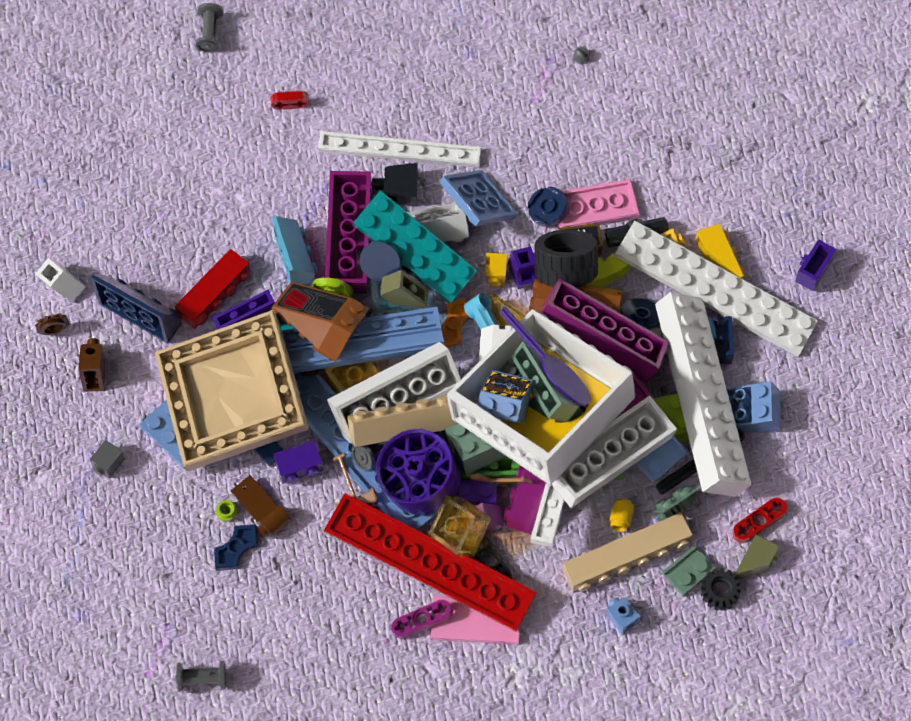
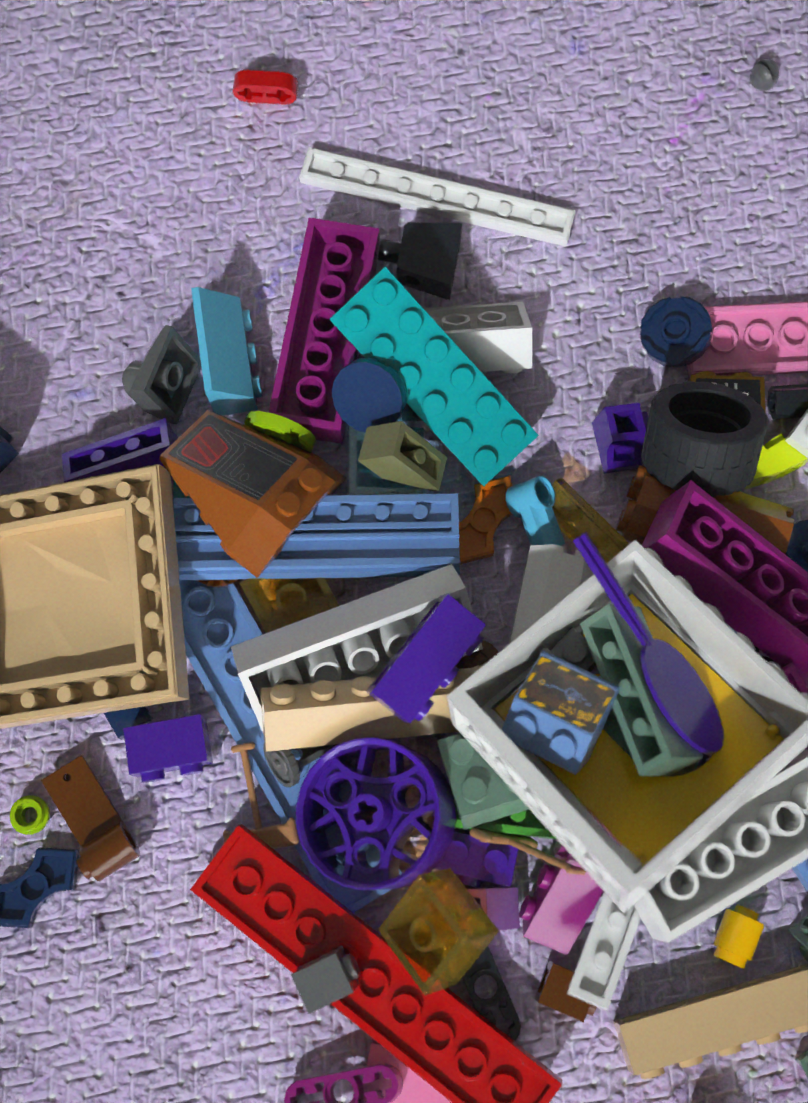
camera: 10 degrees right, 10 degrees up
(213, 289) = (73, 402): red brick -> none
(261, 268) = (164, 376): none -> dark grey slope
(405, 557) = (326, 979): none -> dark grey brick
(433, 385) = (427, 659): none -> dark purple brick
(478, 197) = (557, 300): medium blue plate -> none
(496, 268) = (571, 432): yellow brick -> none
(534, 555) = (553, 993): none -> reddish brown brick

